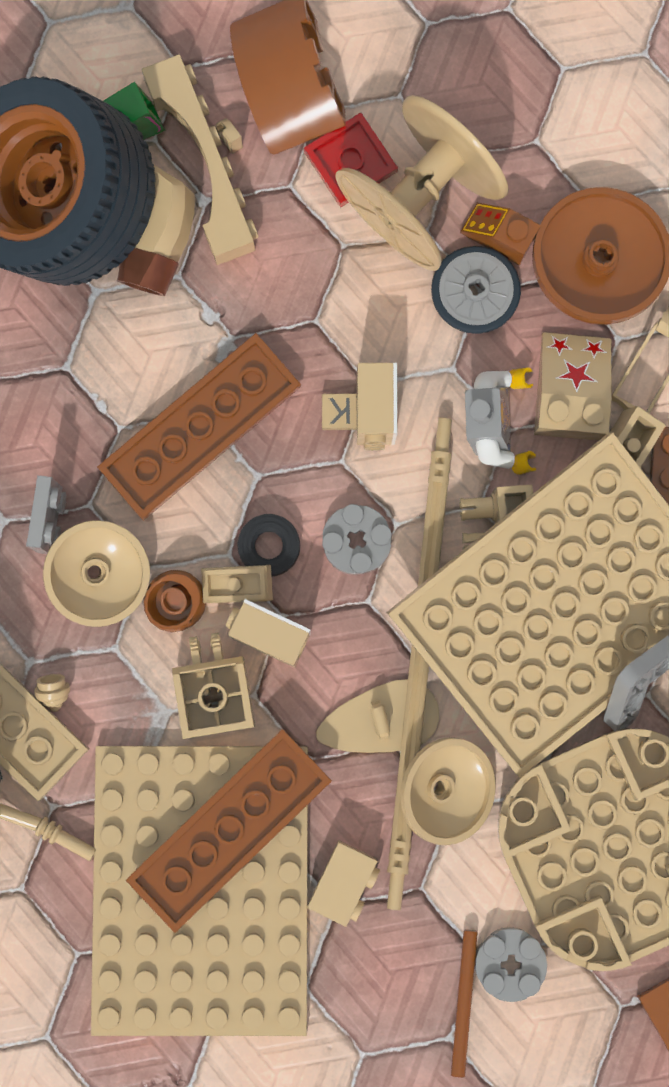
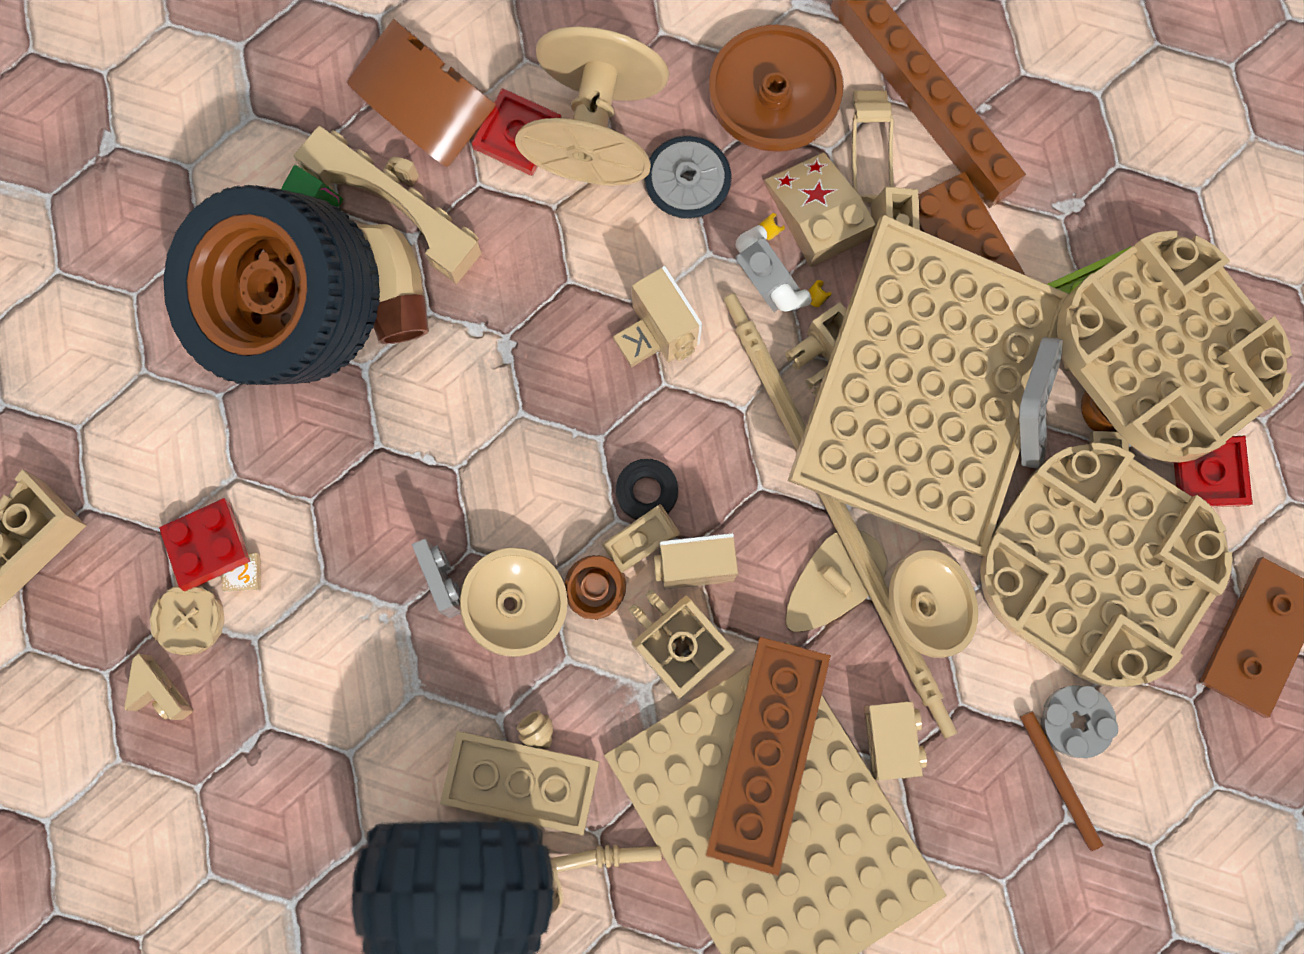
camera: 30 degrees left, 5 degrees down
(199, 426) = (524, 426): dark orange plate -> none
(355, 519) = (703, 453): light grey plate -> none
(501, 230) = (679, 115): dark orange slope -> none

